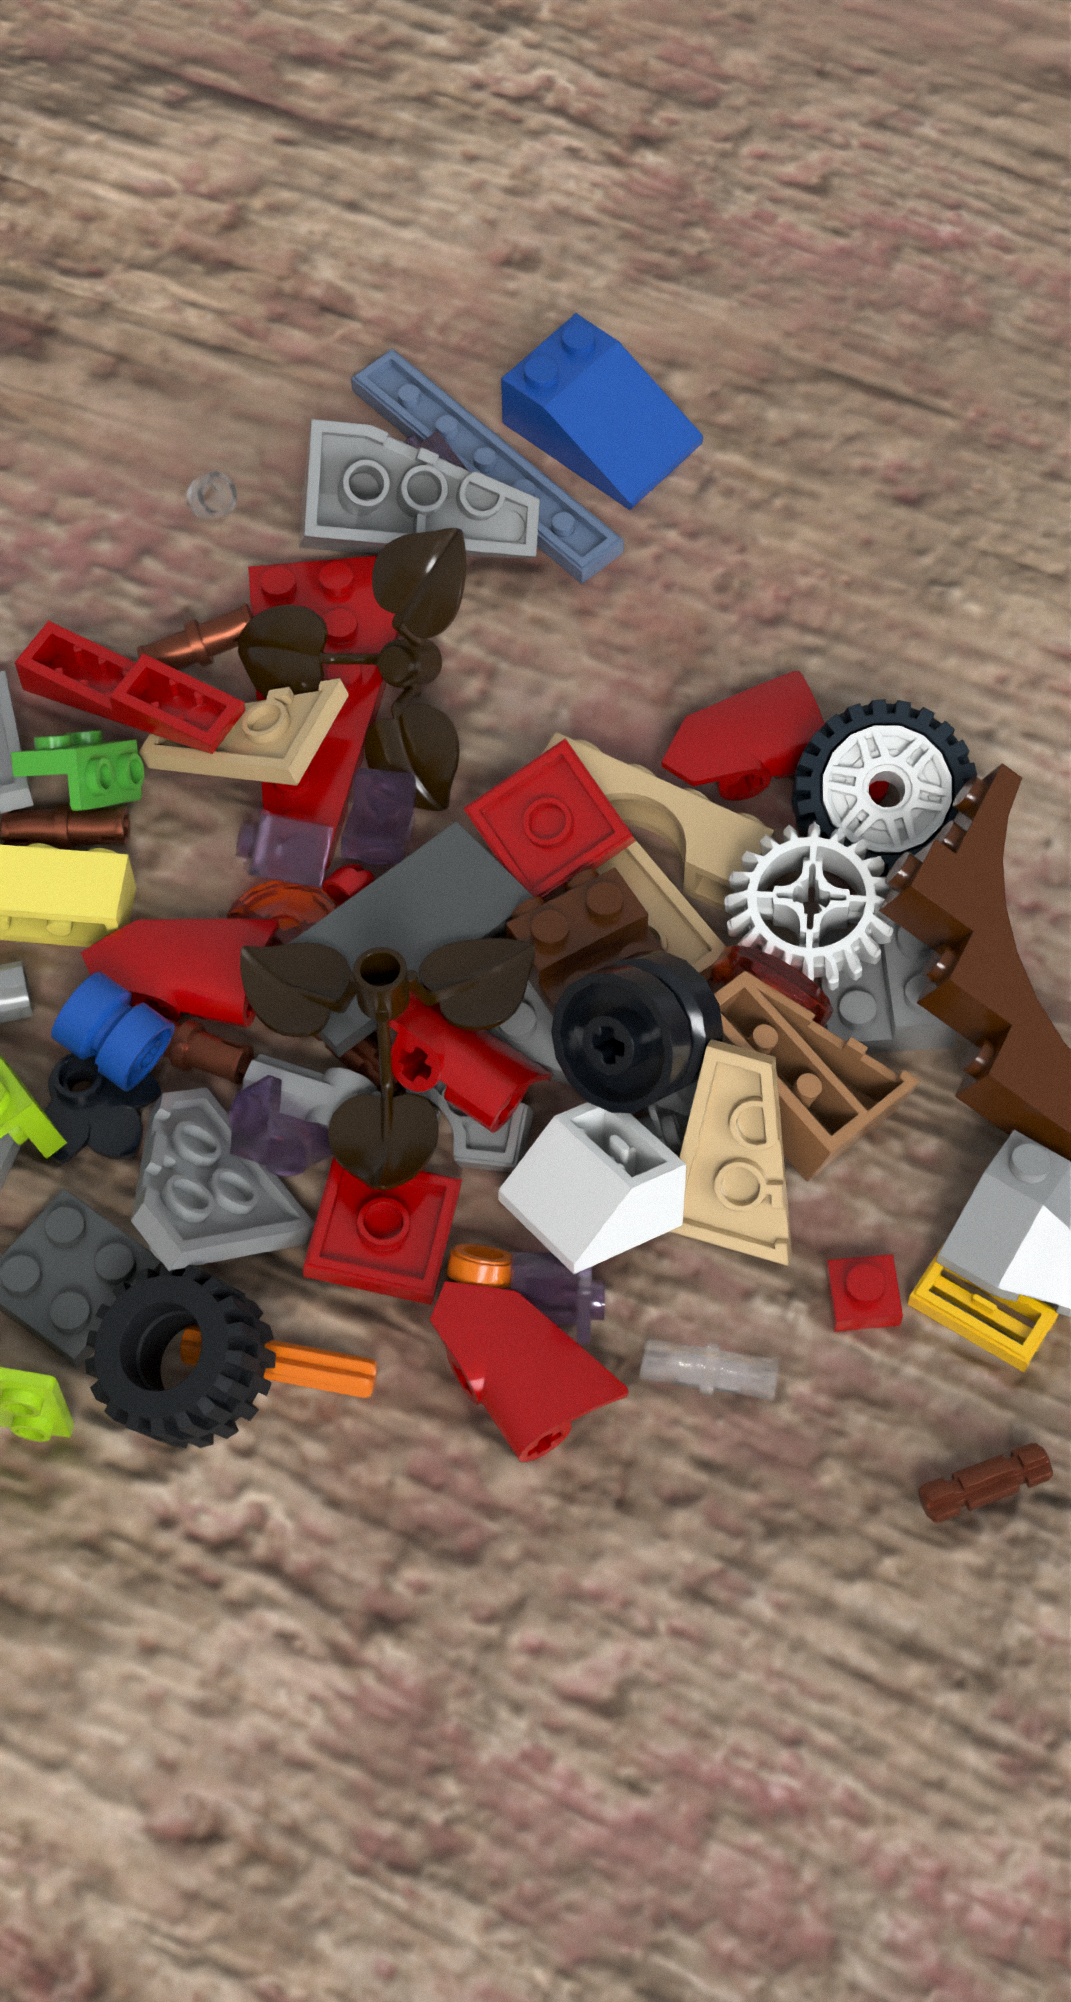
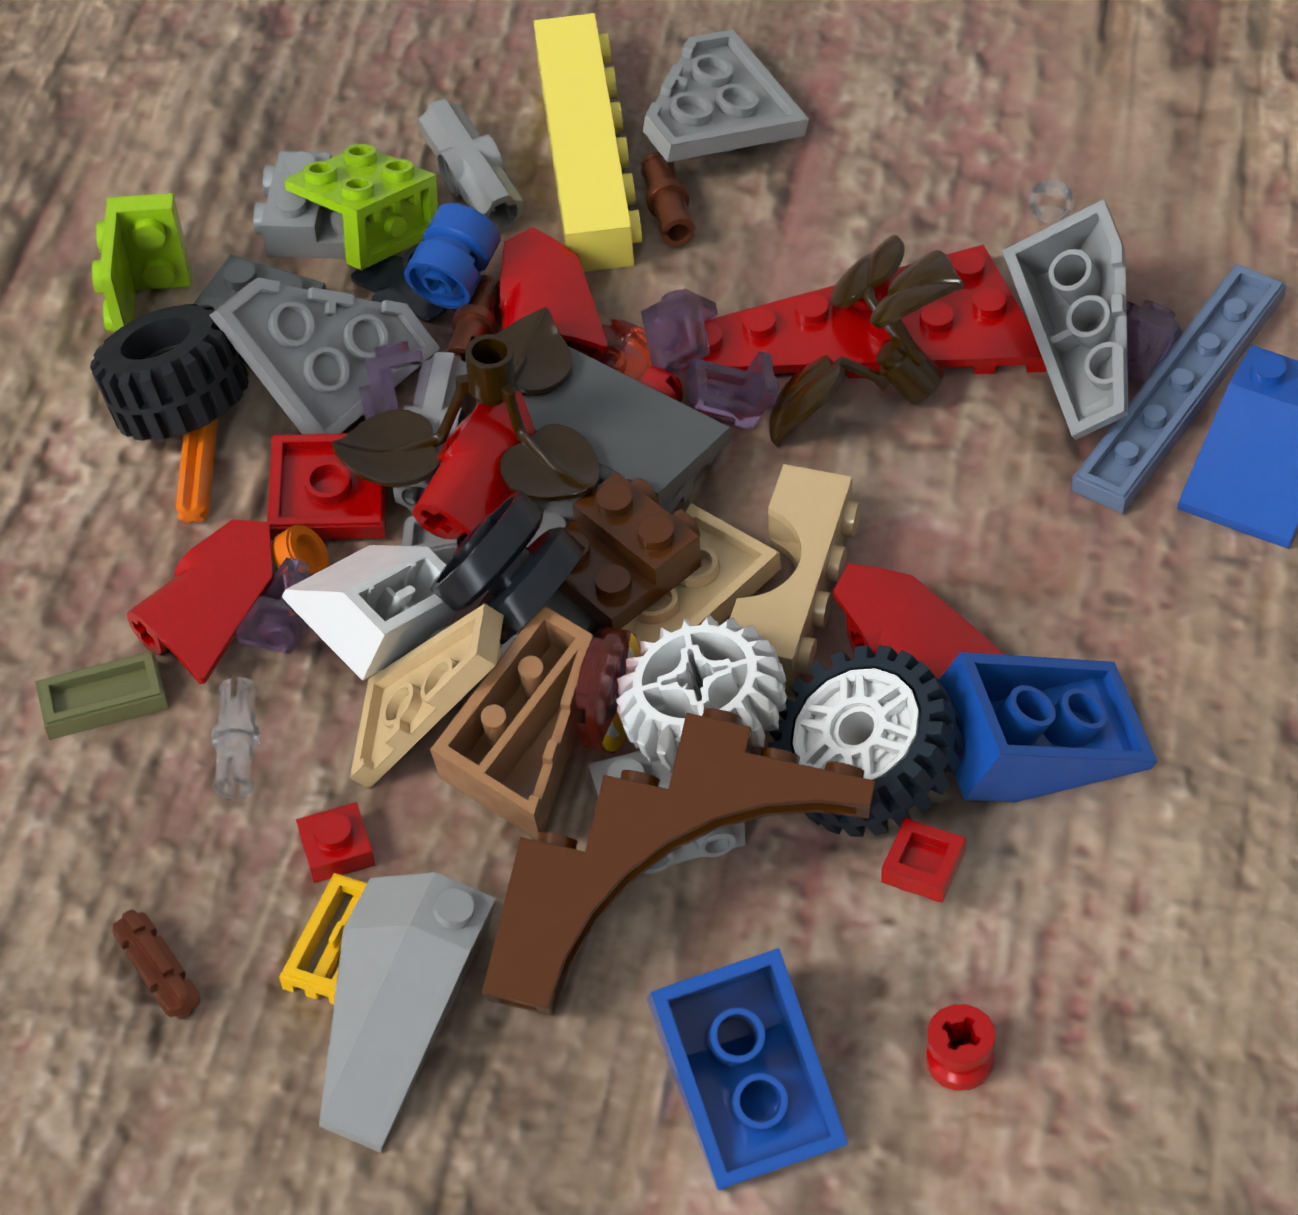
camera: 80 degrees right, 10 degrees down
(96, 769) = (708, 181): bright green bracket -> none
(125, 691) = (808, 189): red slope -> none
(199, 640) = (878, 224): copper pin -> none
(267, 743) = (783, 276): tan wing -> none
(549, 822) = (747, 491): red tile -> none
(606, 1506) = (101, 695): none -> olive tile
(879, 652) = (1041, 725): none -> blue slope
(1037, 783) = (923, 860): none -> red tile

